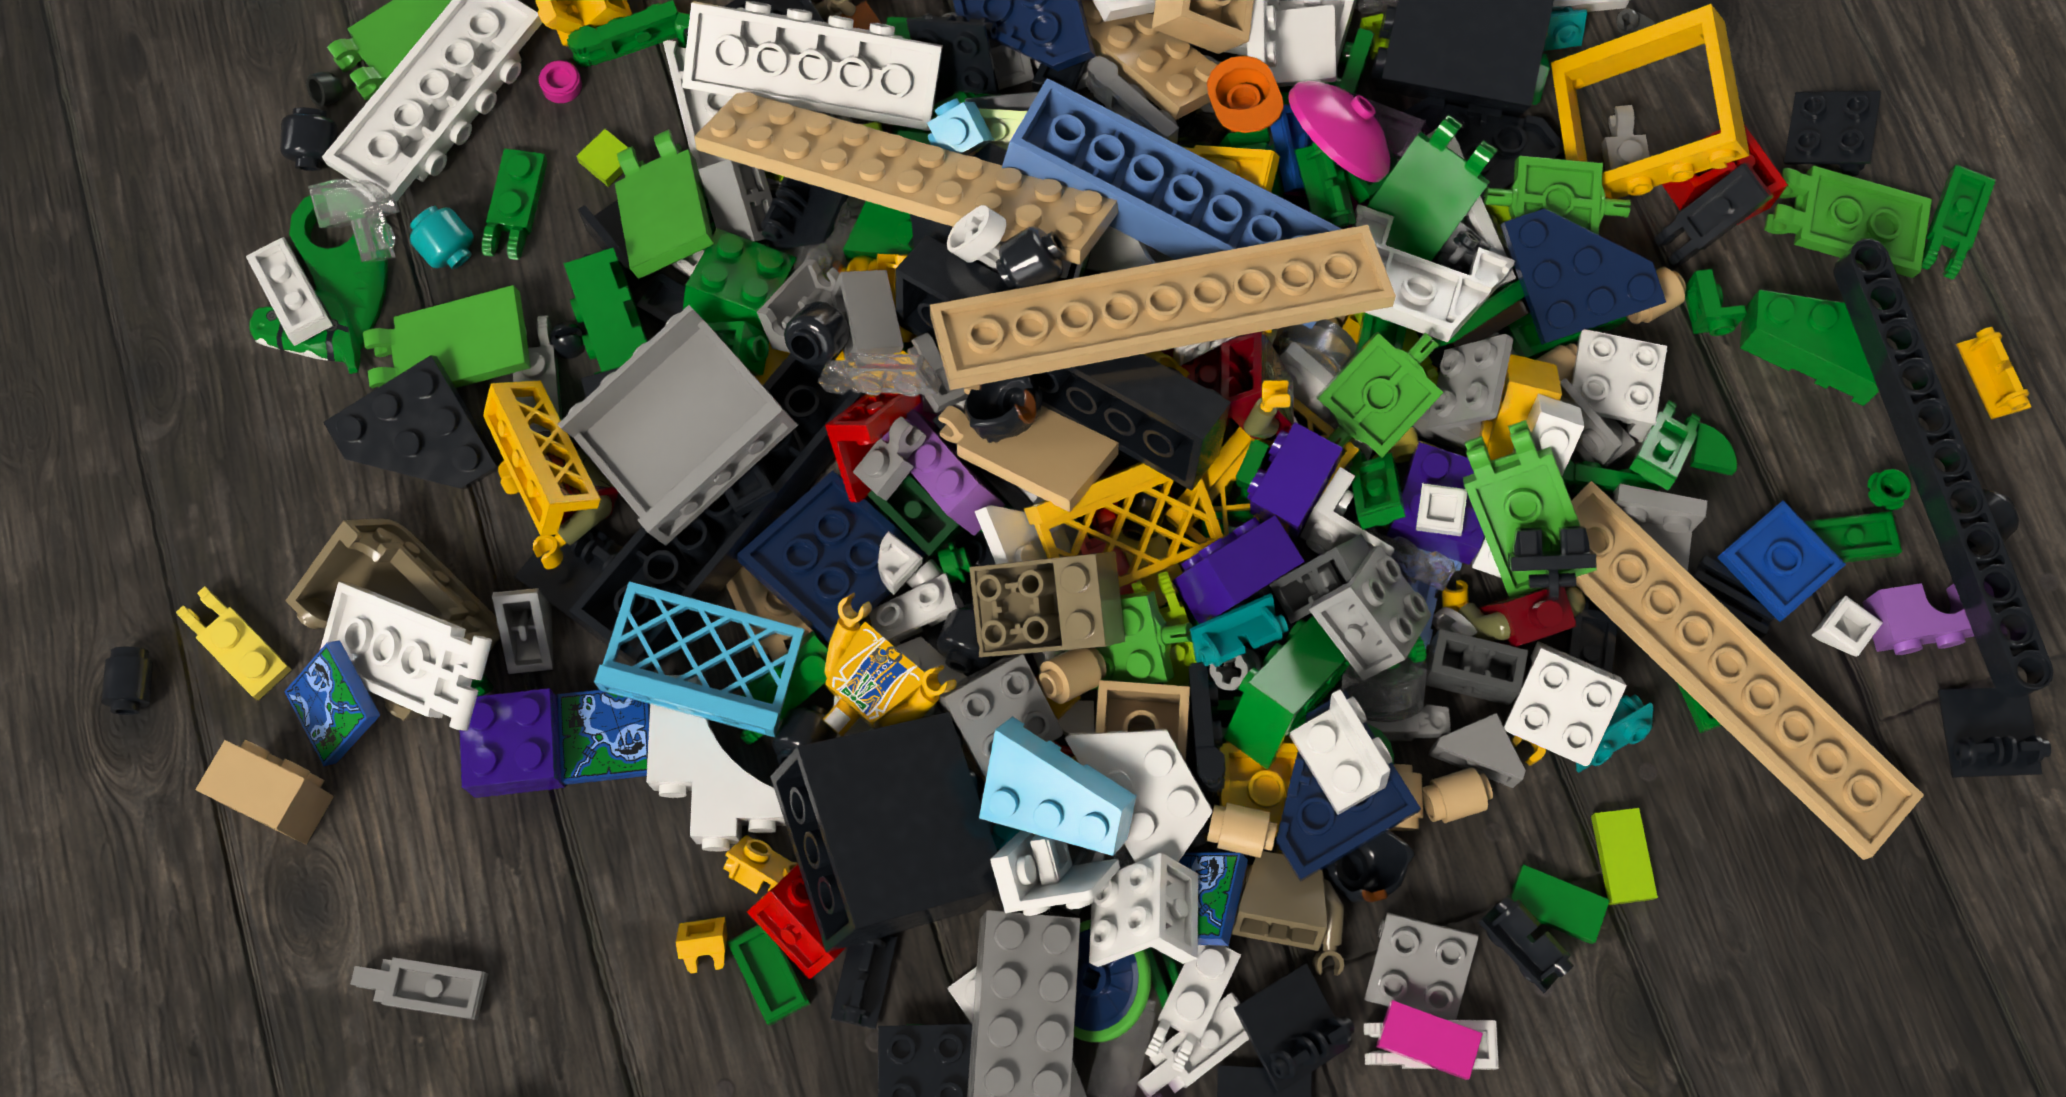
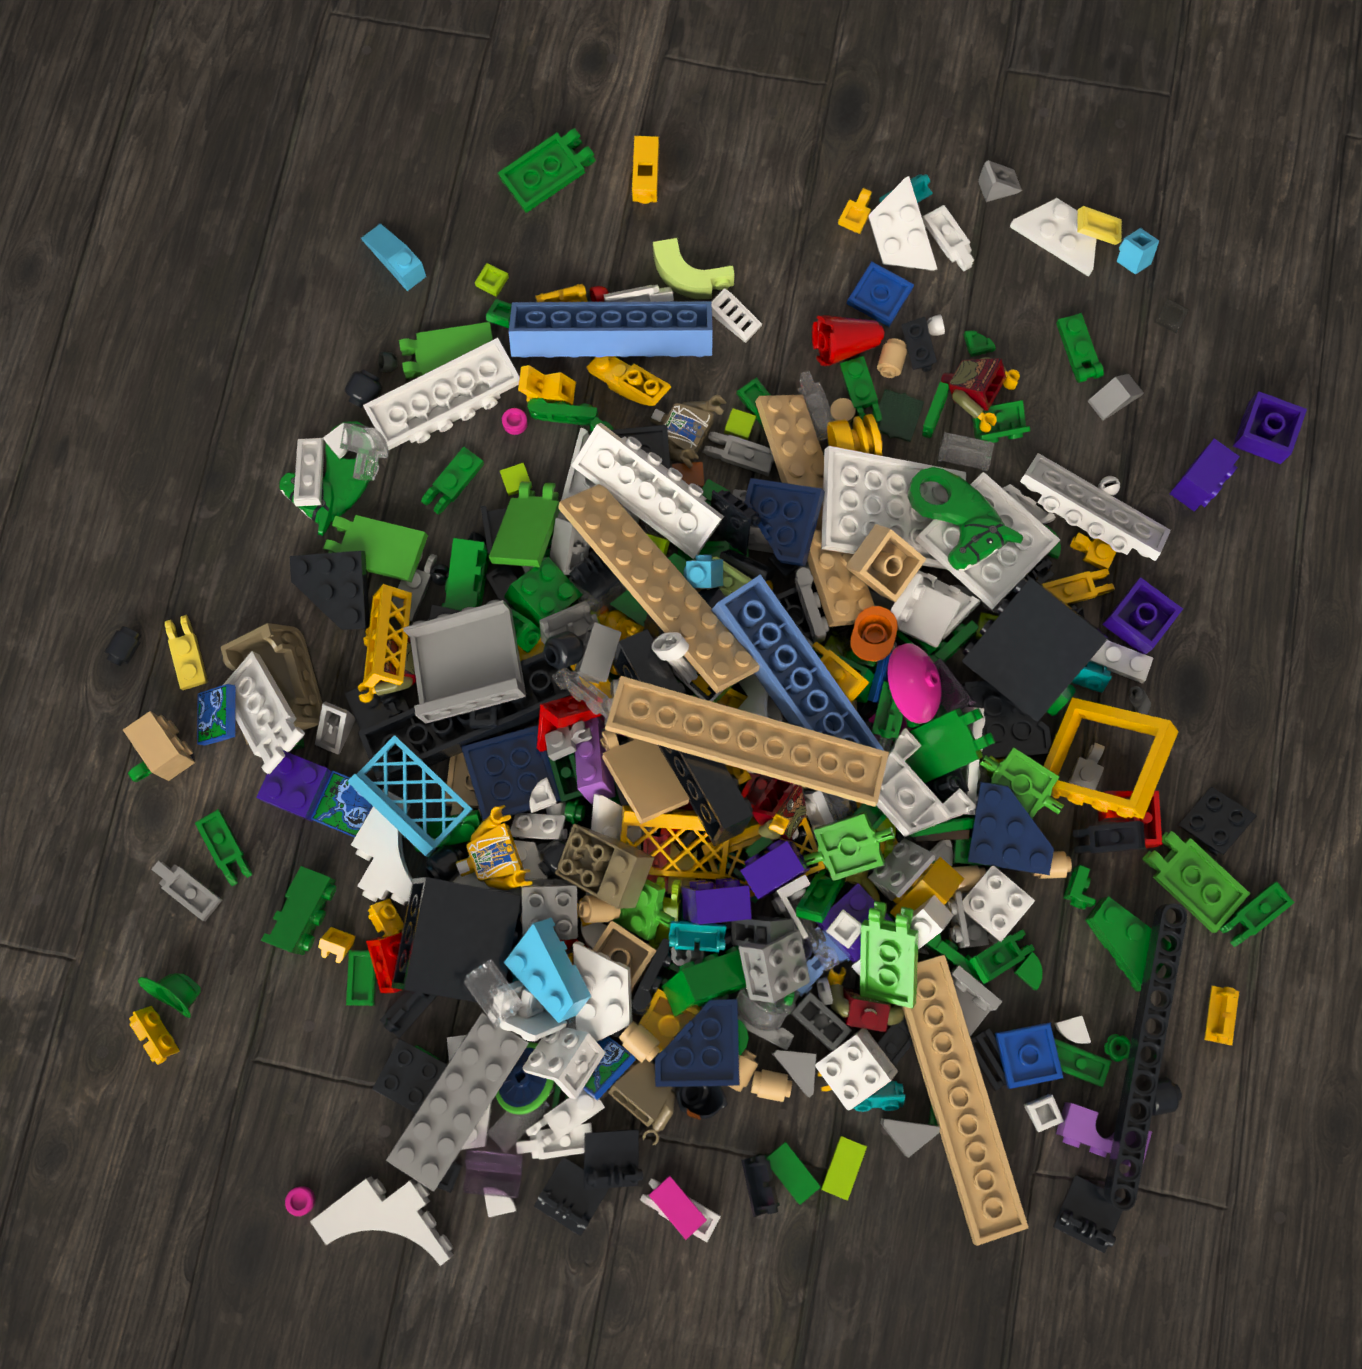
camera: 30 degrees right, 5 degrees up
(256, 847) = (139, 772): none -> green tile
(305, 227) = (333, 440): none -> white tile
(441, 237) = (403, 482): teal head -> none
(443, 890) = (223, 845): none -> green hinge
(623, 921) = (301, 912): none -> green wedge
(992, 864) = (493, 993): none -> clear hinge
(1004, 408) = (634, 751): black hair -> none
(1030, 258) = (690, 677): black head -> none
(1343, 754) = (710, 1034): white bracket -> none
(1421, 966) = (698, 1166): light grey hinge -> none
(1573, 554) = (885, 994): black hips -> none
(1686, 760) = (909, 1135): none -> light grey slope
(1817, 497) = (1074, 1030): none -> white tile

